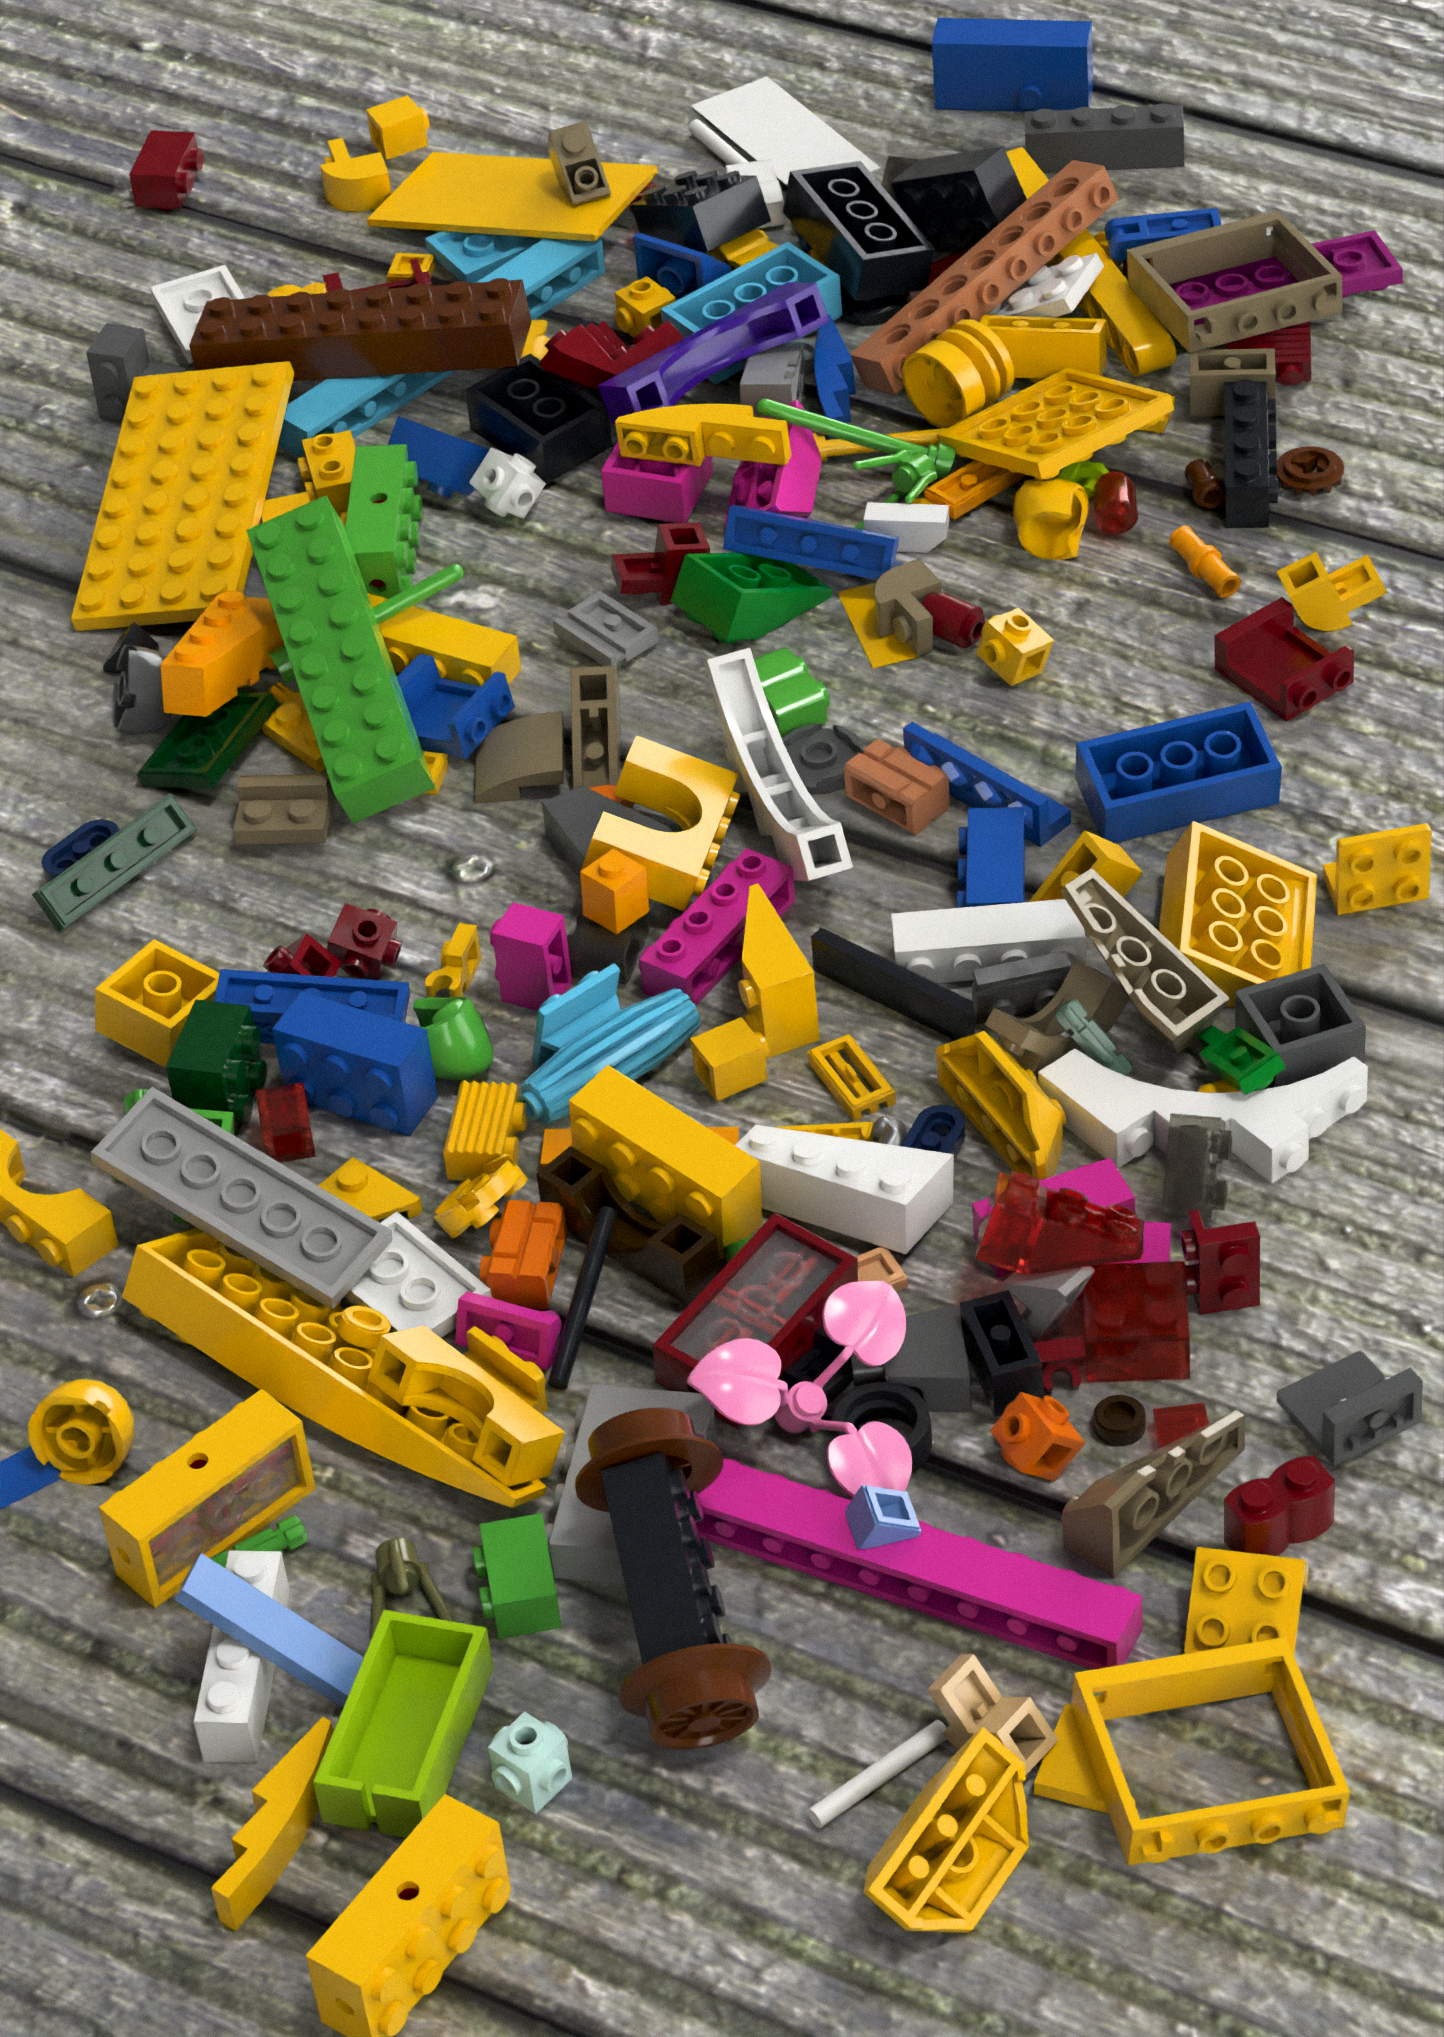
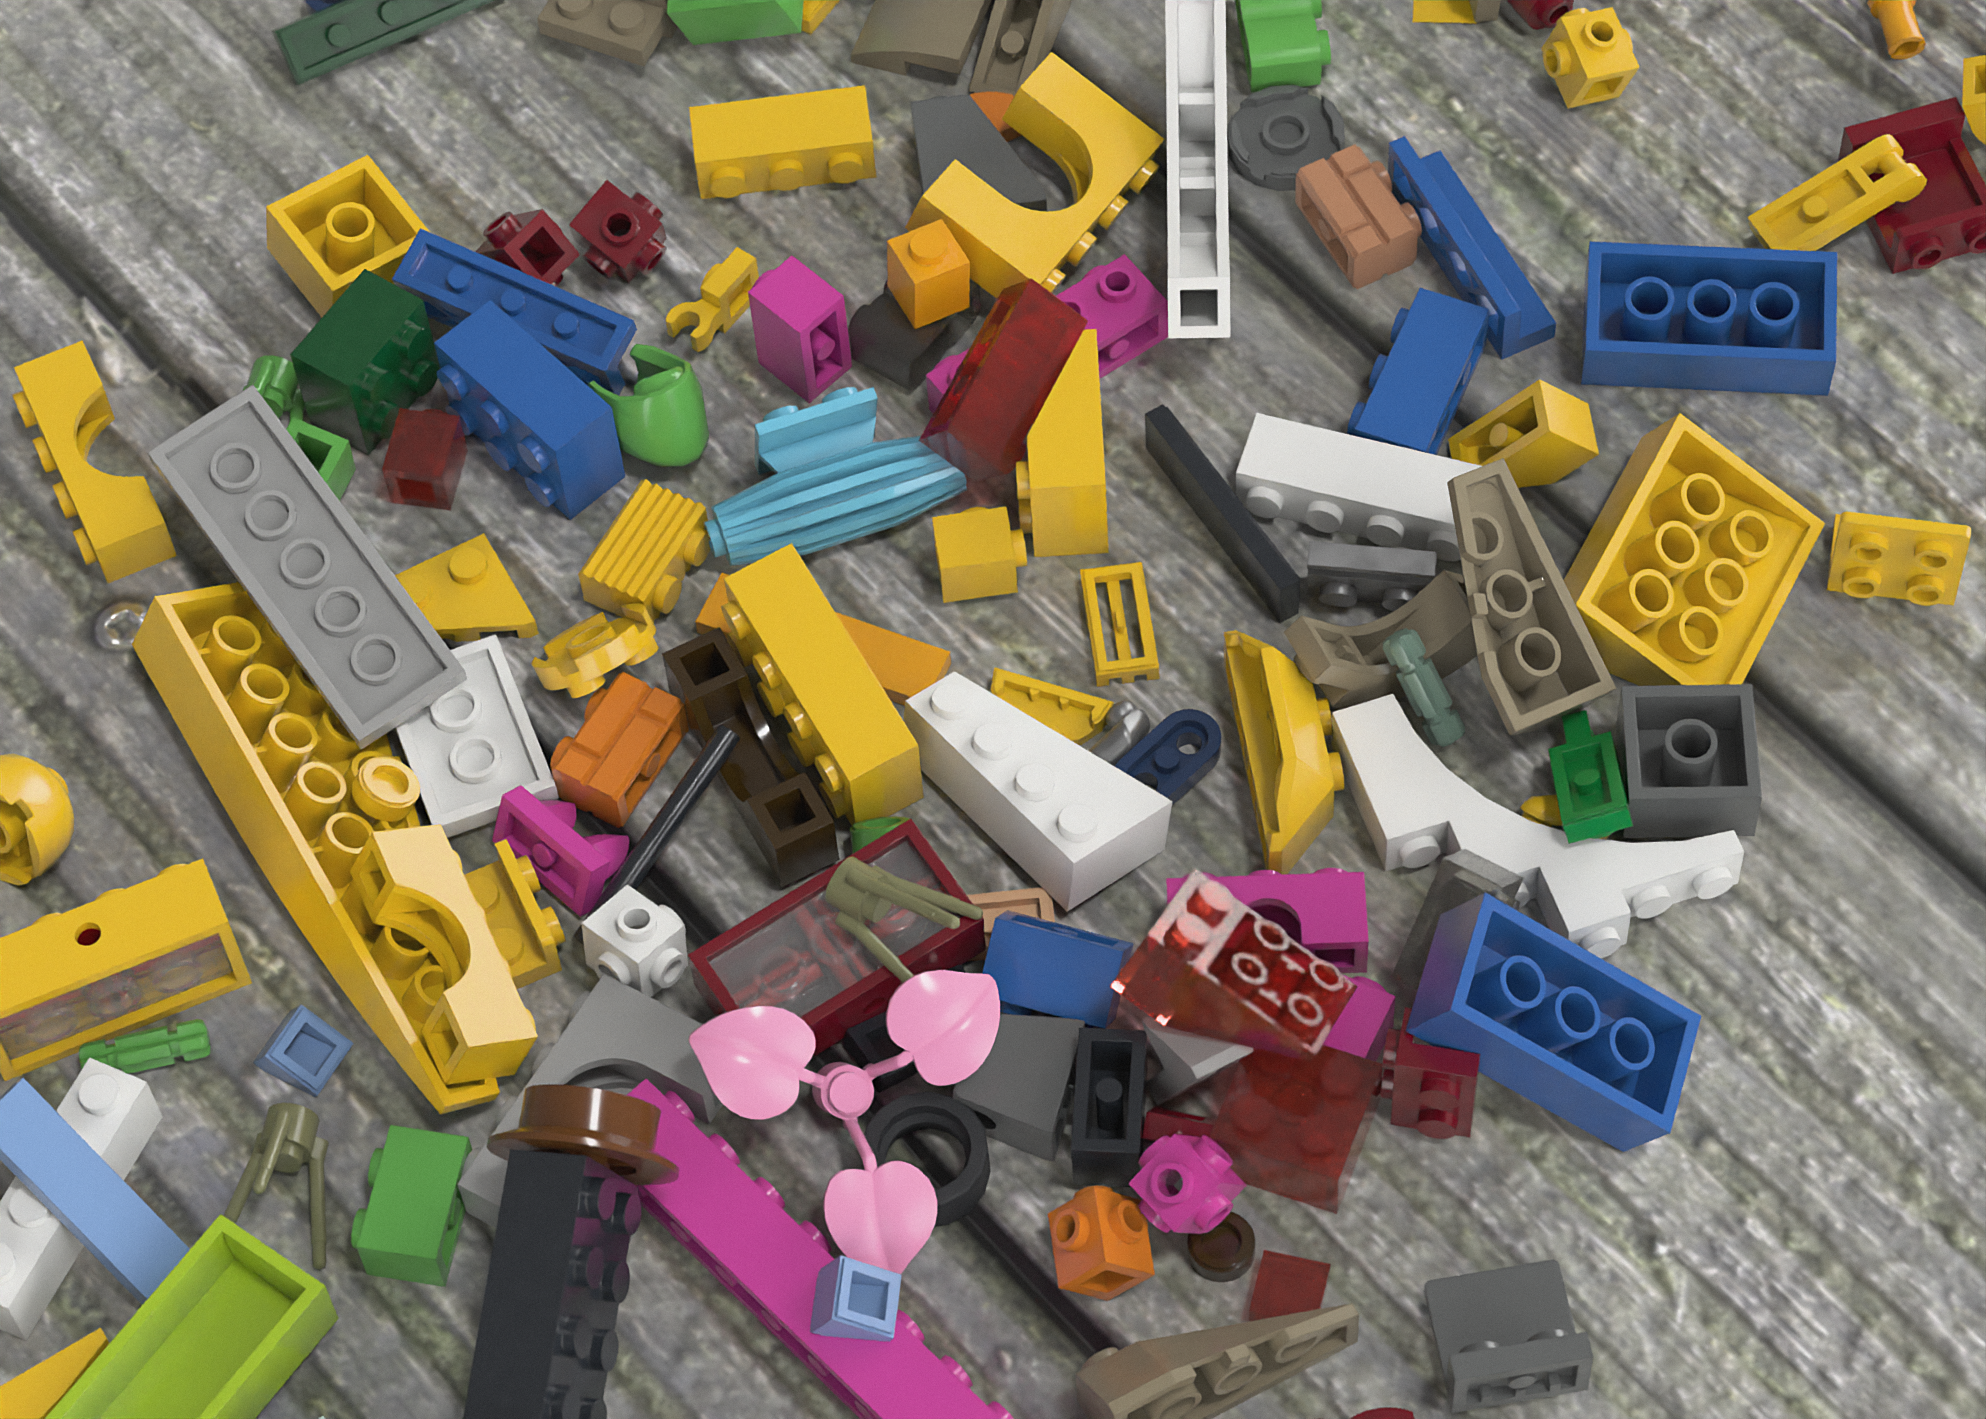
camera: 20 degrees right, 15 degrees up
(378, 1513) = (303, 1051): none -> medium blue slope
(454, 858) = (782, 142): none -> yellow brick
(601, 1358) = (636, 942): none -> white brick
(705, 936) = (1004, 381): none -> clear red brick
(769, 1259) = (868, 893): none -> olive plant
(924, 1277) = (1055, 969): none -> blue brick
(1092, 1387) = (1206, 1188): none -> dark pink brick
(1232, 675) = (1838, 198): none -> yellow plate
(1297, 1193) = (1555, 1022): none -> blue brick

